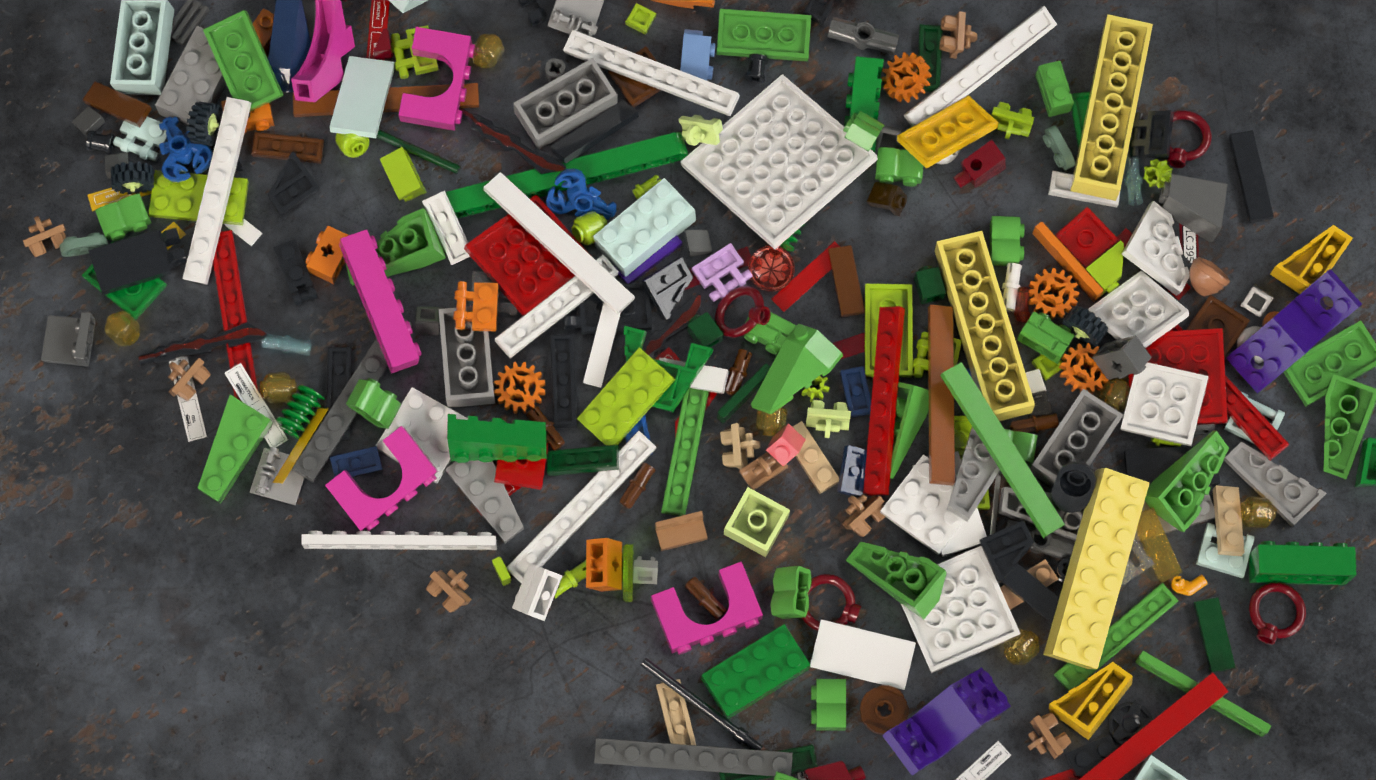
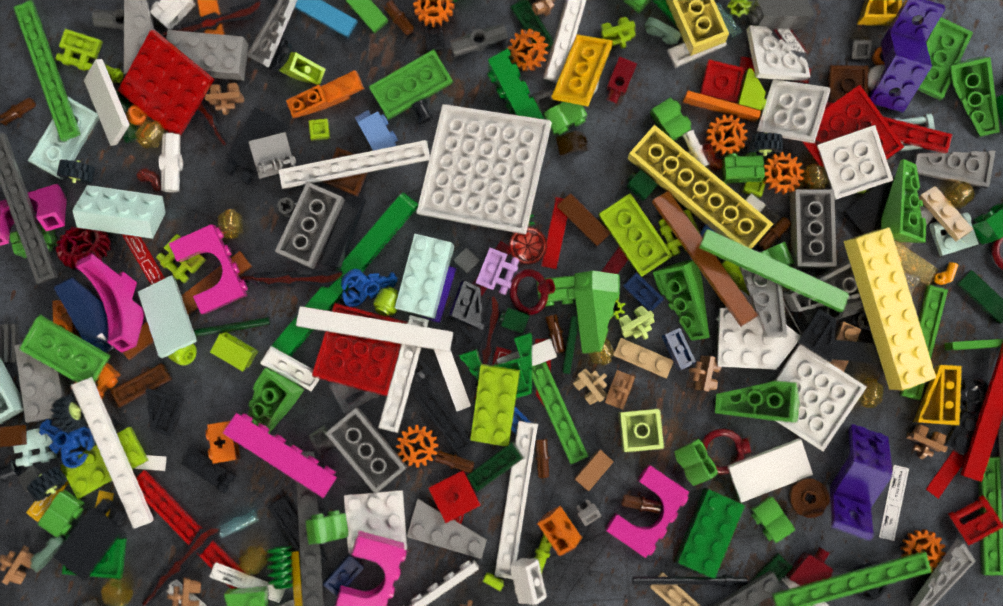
camera: 30 degrees left, 10 degrees up
(383, 46) = (156, 270): dark red slope -> none
(484, 306) = (356, 411): orange plate -> none
(495, 440) = (429, 498): green wedge -> none
(628, 572) = (580, 526): clear neon green tile -> none
(641, 189) = (406, 246): lime pin -> none
(698, 130) = (414, 183): yellowish green hips -> none
(785, 444) = (625, 364): coral brick -> none
(863, 130) = (529, 109): bright green brick -> none
(884, 401) = (668, 288): red plate -> none
(1073, 487) = (839, 263): black piece -> none
(1122, 357) = (808, 150): dark grey brick -> none
(1207, 277) = (820, 54): nougat hat -> none

